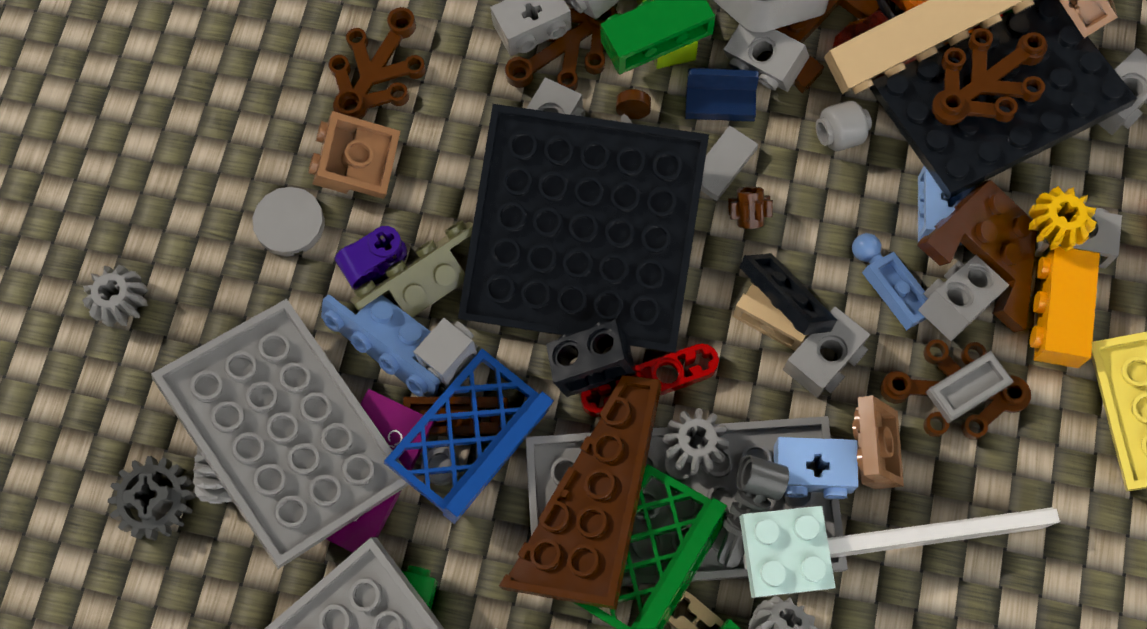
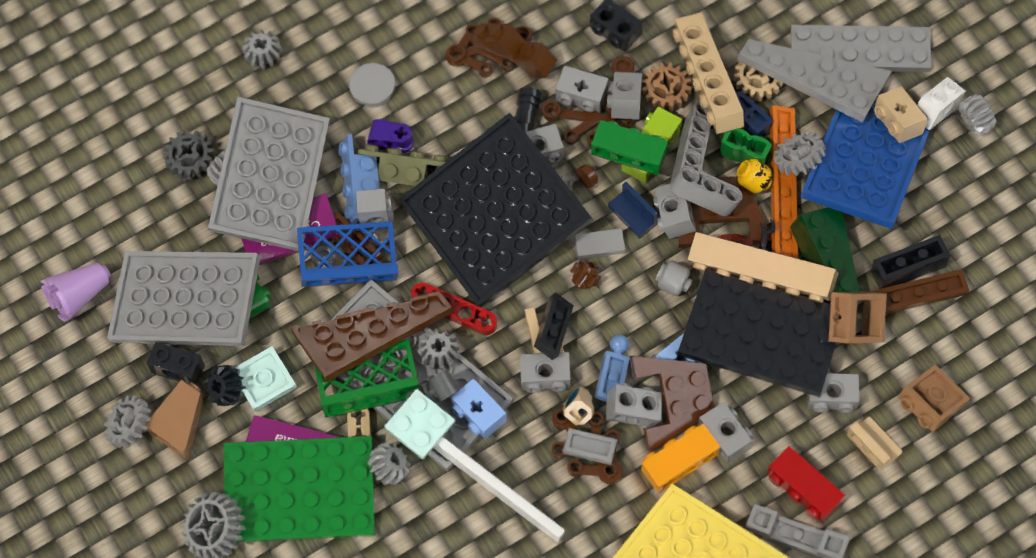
camera: 45 degrees right, 5 degrees down
(354, 155) = (431, 81): medium nougat plate -> none
(398, 39) = (509, 44): none -> reddish brown arch
(487, 86) = (527, 104): none -> black axle
(592, 366) = (434, 270): black brick -> none
(879, 444) = (516, 426): medium nougat plate -> none
(906, 354) = (579, 406): none -> tan rock
(988, 81) = (753, 315): reddish brown plant -> none
(1062, 218) = (715, 402): yellow gear -> none

